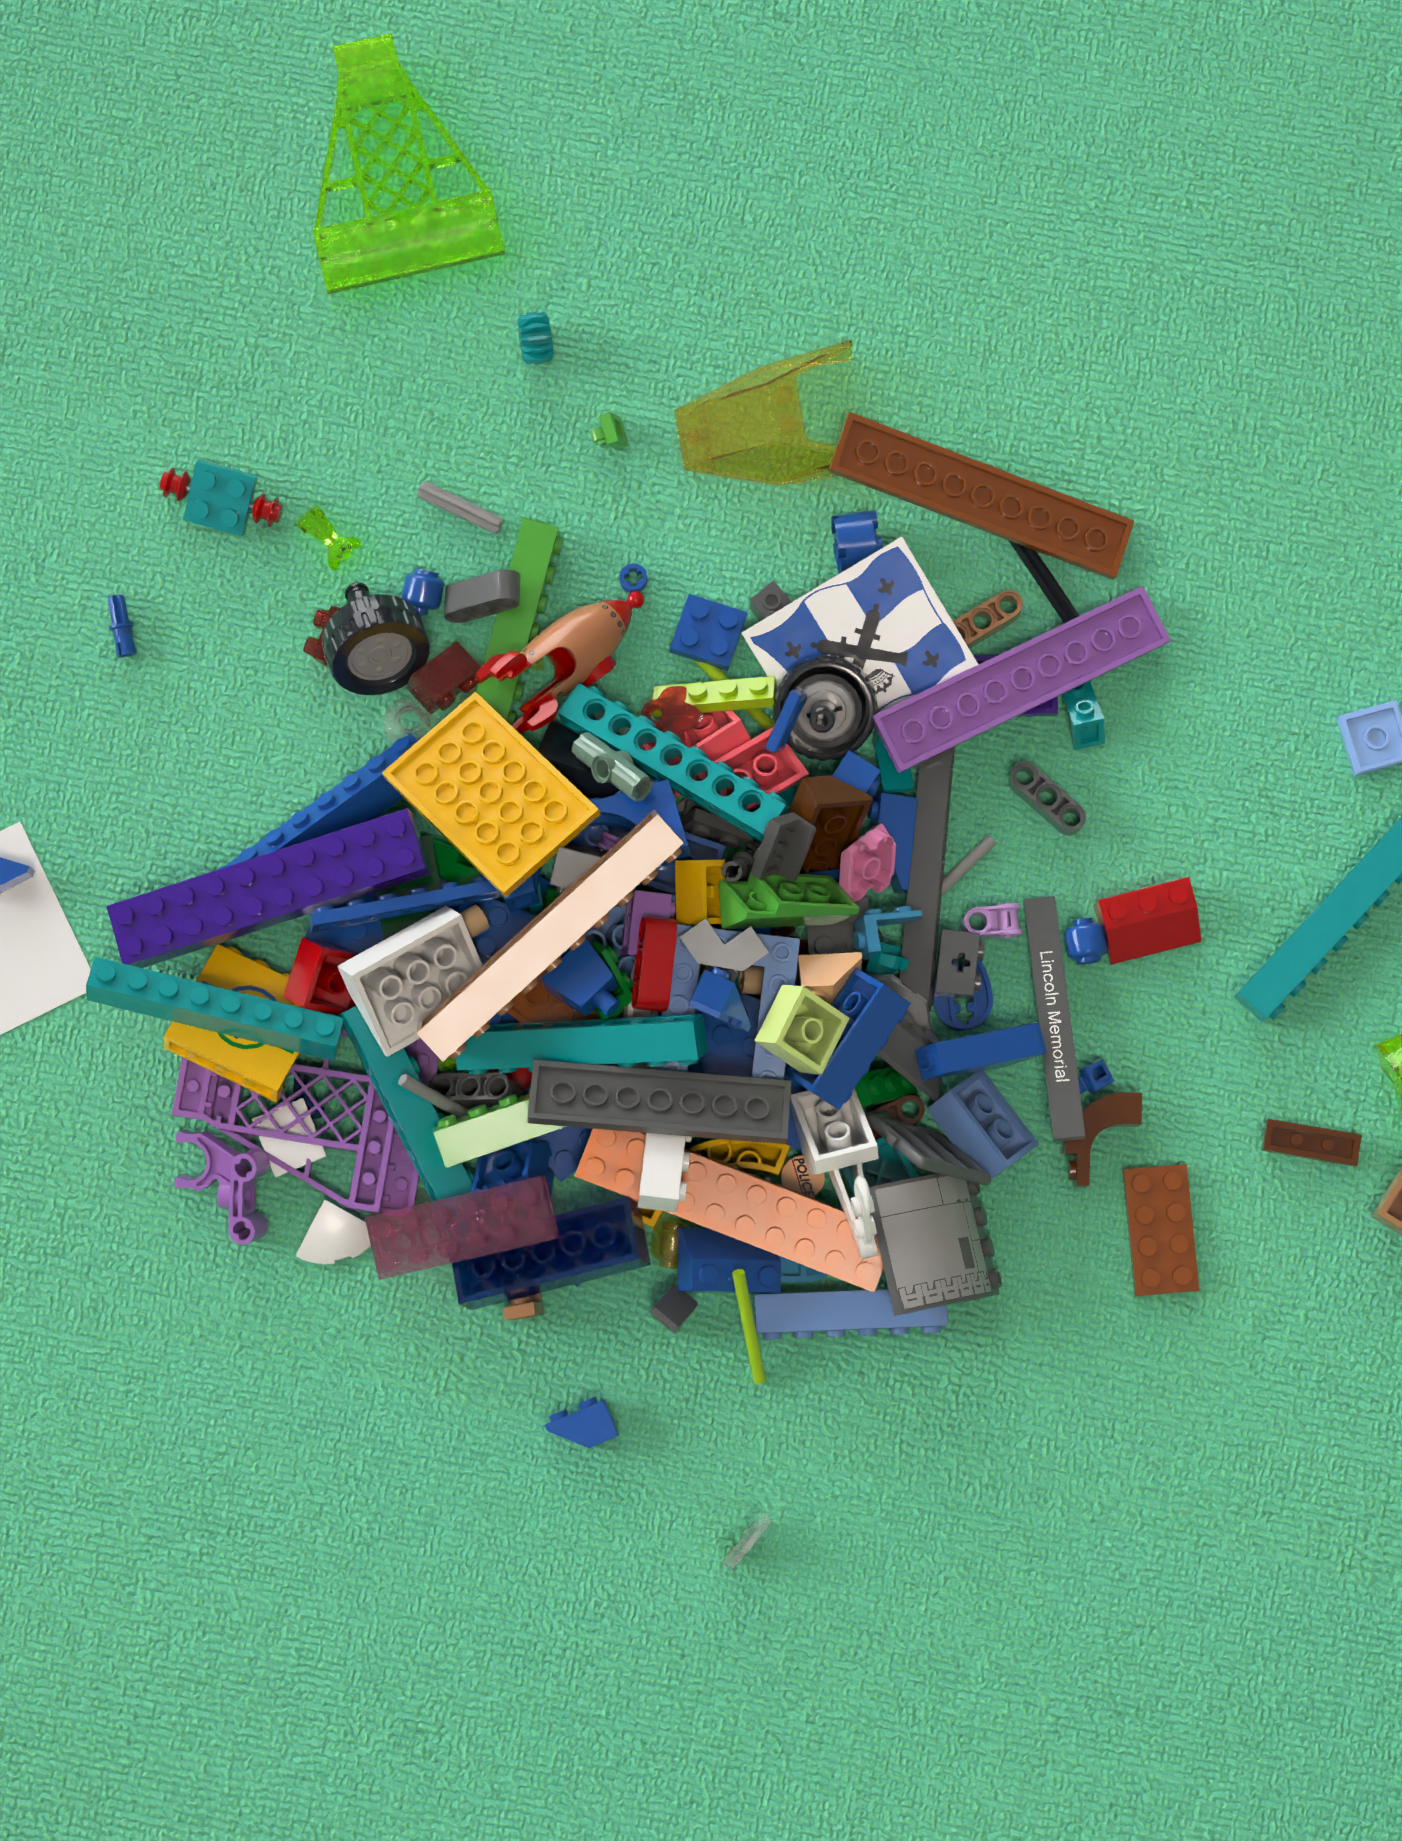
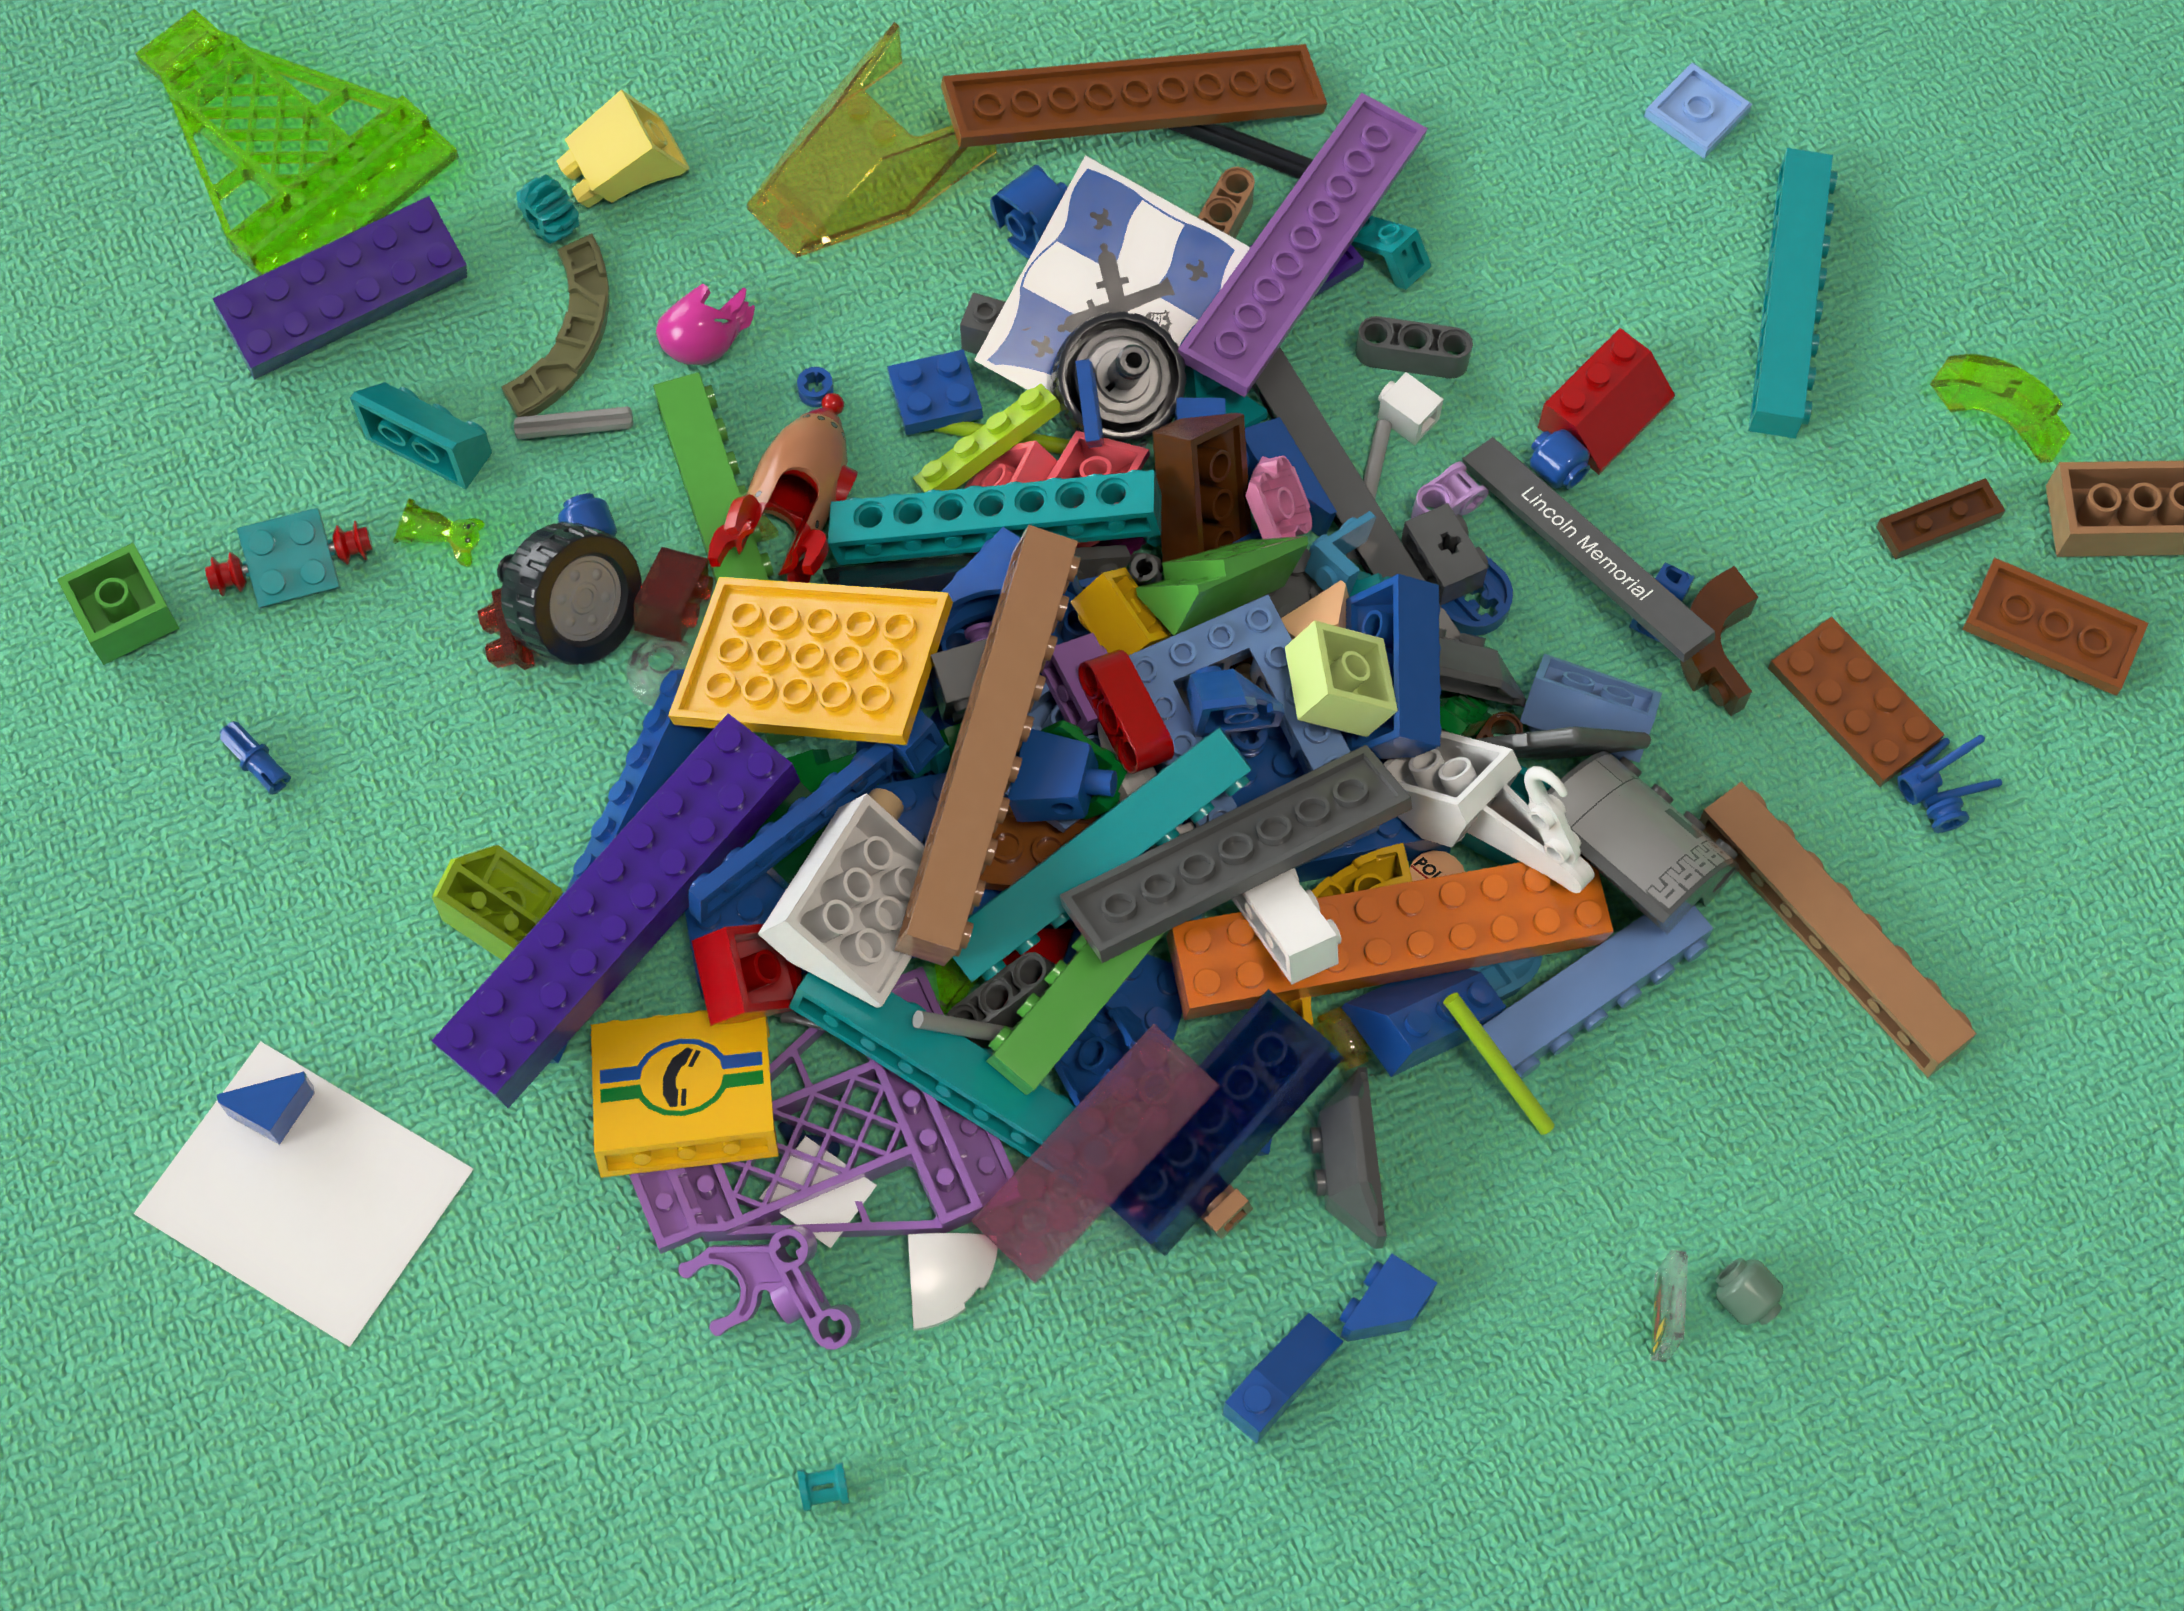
camera: 35 degrees left, 15 degrees down
(95, 466) = (118, 603): none -> bright green brick
(181, 1319) = (809, 1480): none -> teal bush
(208, 829) = (493, 898): none -> lime wedge
(214, 1008) = (636, 1082): teal brick -> none
(358, 457) = (422, 432): none -> teal slope
(364, 317) = (341, 287): none -> dark purple brick
(482, 596) = (660, 484): dark grey beam -> none
(492, 1428) = (1281, 1377): none -> blue slope
(503, 442) = (578, 335): none -> olive tile
(578, 496) = (690, 329): none -> dark pink helmet
(610, 432) = (691, 259): bright green tile -> none
(612, 767) = (949, 549): sand green piece -> none
(613, 322) = (620, 151): none -> light yellow hips
(622, 1322) = (1349, 1160): none -> dark grey wedge
(674, 1309) = (1399, 1106): dark grey slope -> none
(676, 714) = (950, 473): clear red plate -> none
(736, 954) = (1176, 657): light grey tile -> none
(783, 847) = (1183, 514): dark grey bracket -> none
(806, 1561) = (1749, 1291): none -> sand green head
(980, 1052) = (1540, 616): blue slope -> none
(1012, 840) = (1409, 407): none -> white brick
(1030, 1371) = (1838, 931): none -> medium nougat brick
(1159, 1345) = (1947, 815): none -> blue bush
(1160, 1313) = (1921, 781): none -> blue plant
(1329, 1265) = (2055, 626): none -> dark orange plate

